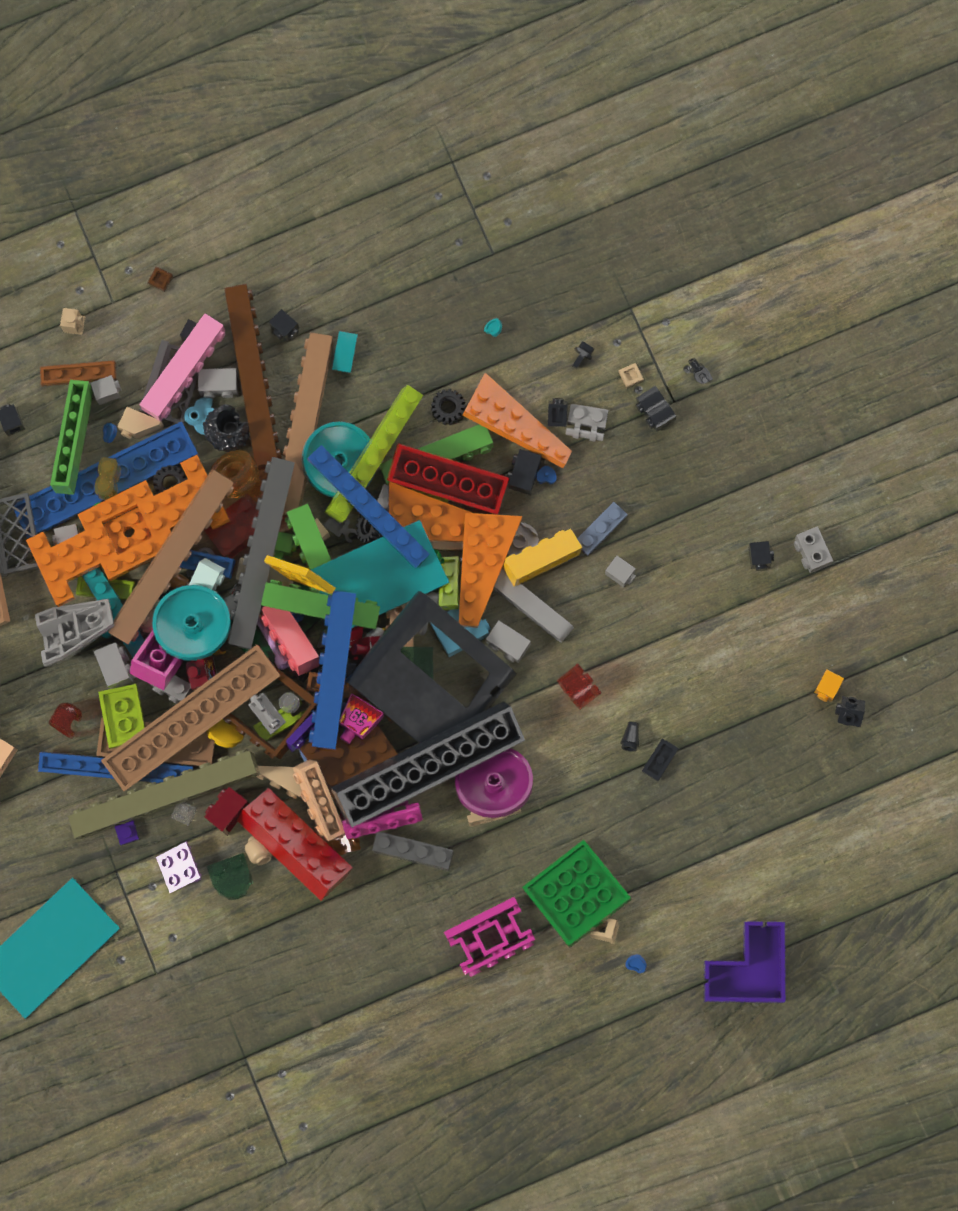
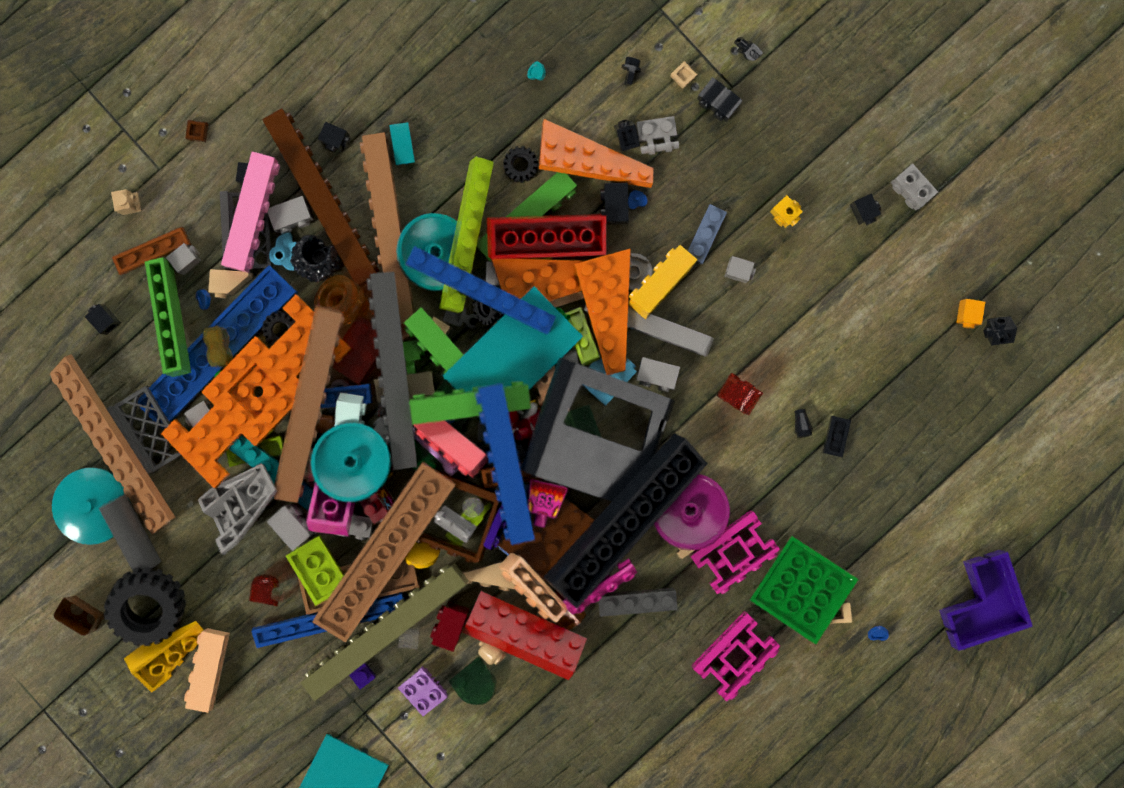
camera: 30 degrees left, 10 degrees up
(299, 574) = (439, 382): yellow tile -> none
(518, 820) = (743, 565): none -> dark pink fence
(683, 526) = (786, 206): none -> yellow brick

